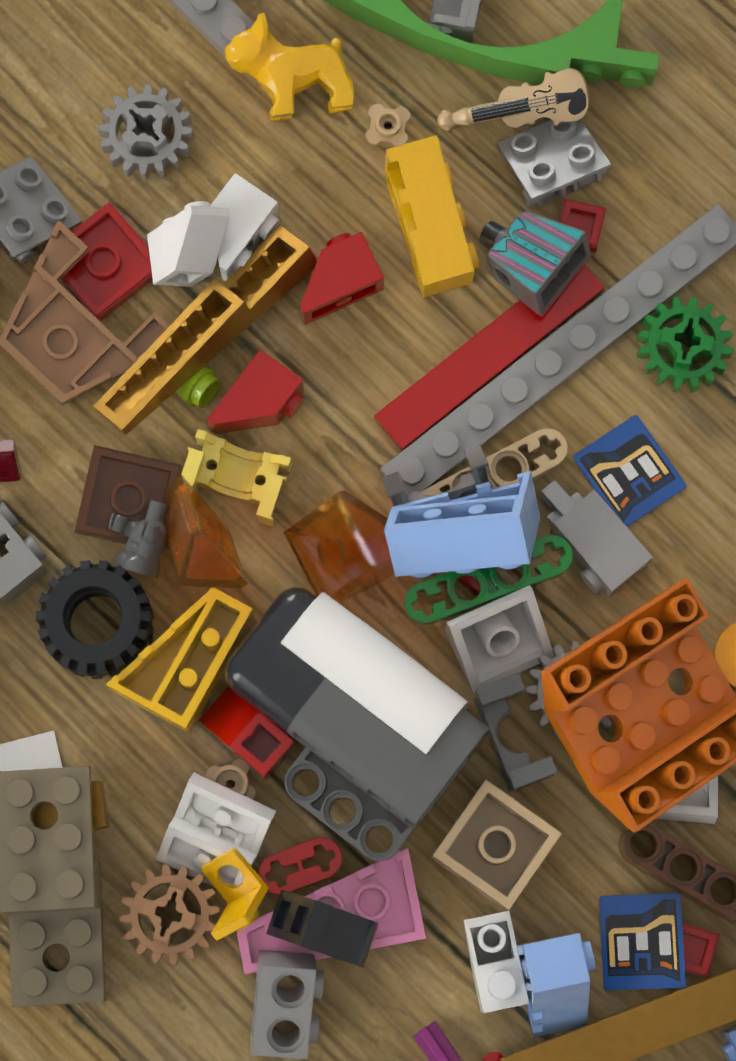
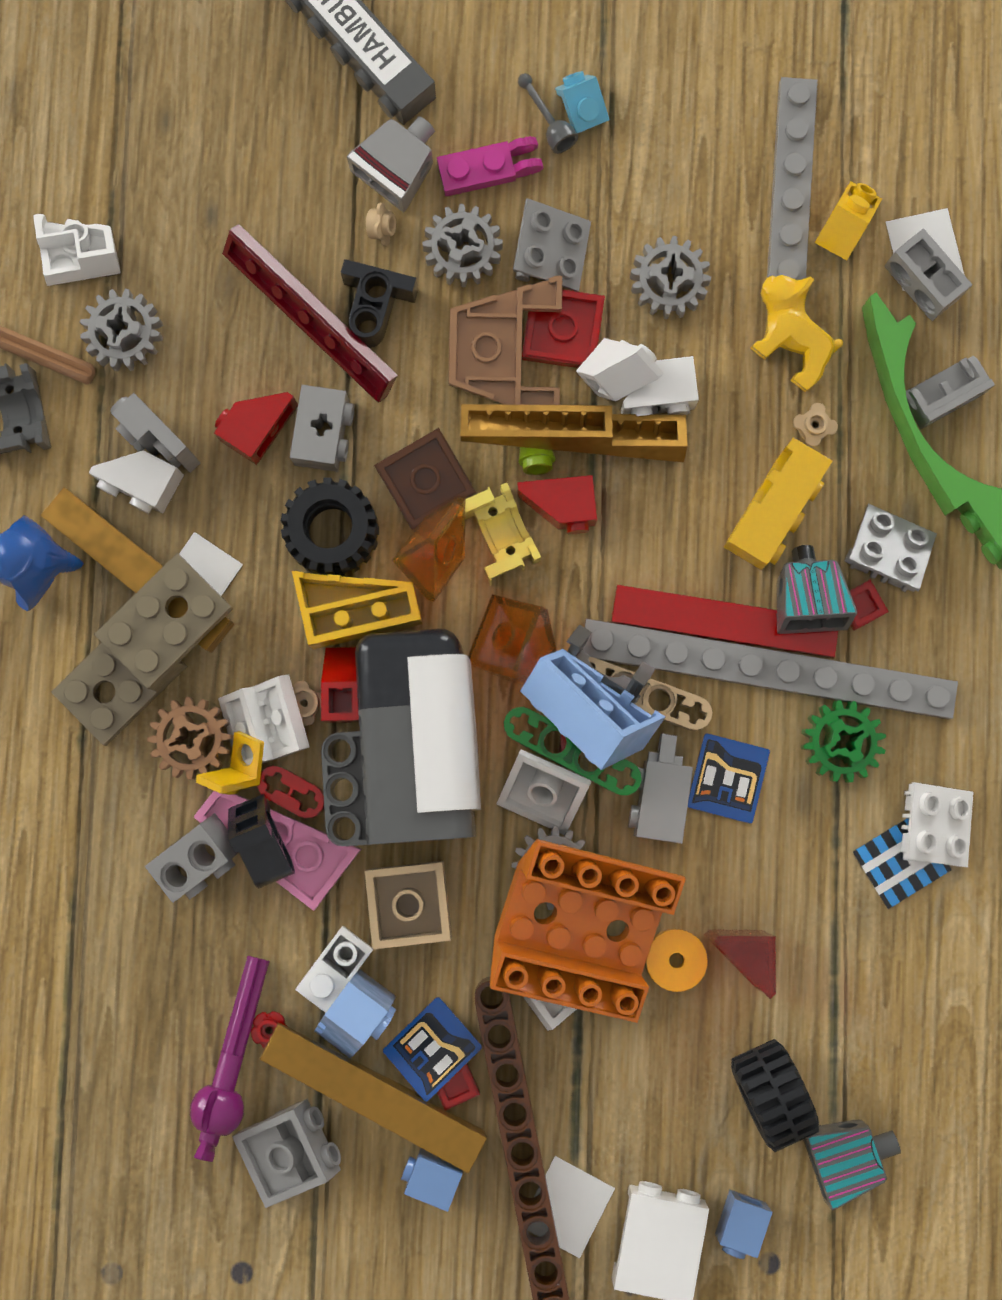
camera: 50 degrees right, 5 degrees up
(144, 542) = (405, 514): dark grey piece -> none
(341, 277) = (687, 483): red slope -> none
(493, 708) = (470, 875): dark grey piece -> none
(560, 97) = (934, 517): tan piece -> none

